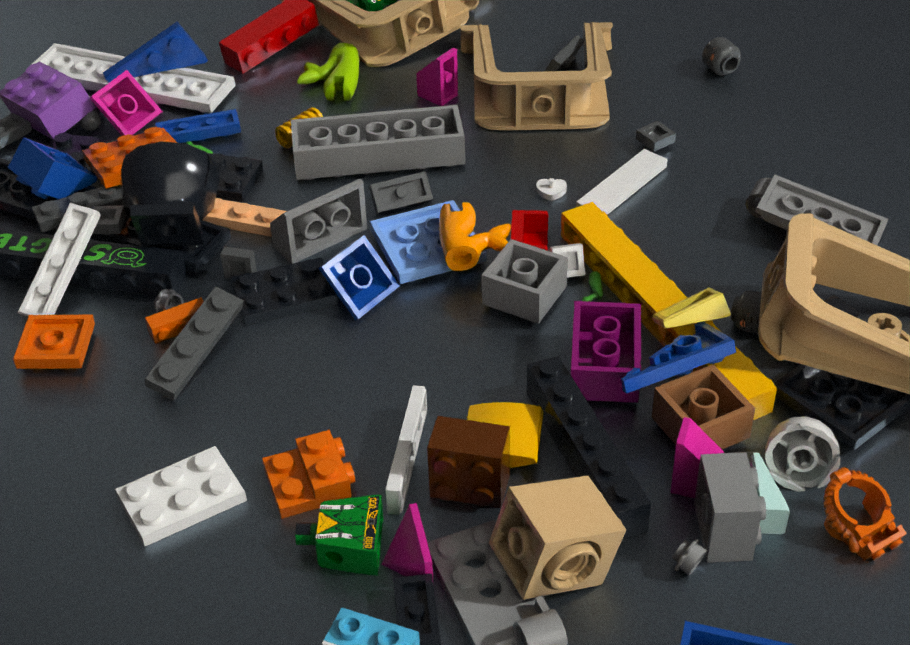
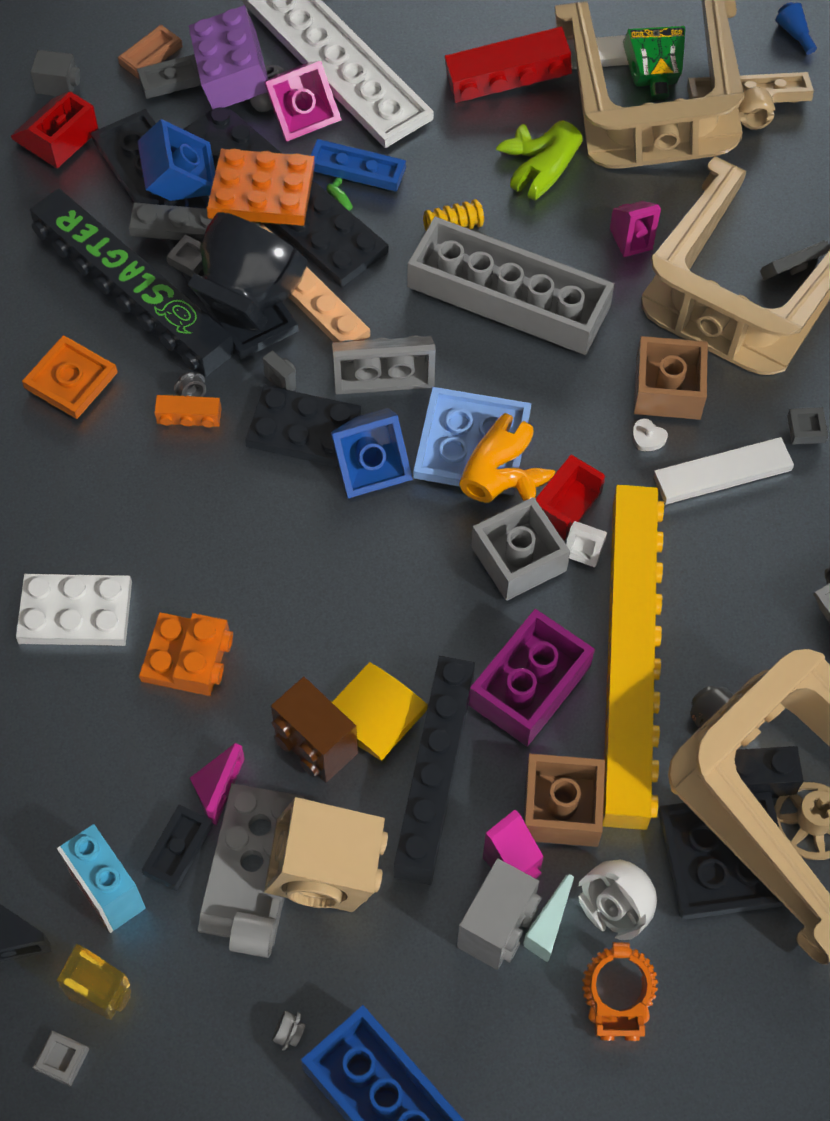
camera: 30 degrees right, 20 degrees up
(60, 261) = (116, 290): white tile -> none
(164, 52) = (375, 48): blue wing -> none
(194, 343) = (182, 448): dark grey plate -> none
(346, 534) = (174, 736): green torso -> none
(400, 192) = (489, 363): dark grey plate -> none
(406, 451) = (282, 677): white tile -> none
(541, 144) = (671, 377): none -> medium nougat brick
(596, 286) = (594, 587): bright green piece -> none
(681, 357) = (578, 735): blue wing -> none
(688, 556) = (437, 935): light grey plate -> none
(697, 308) = (635, 687): light yellow slope -> none

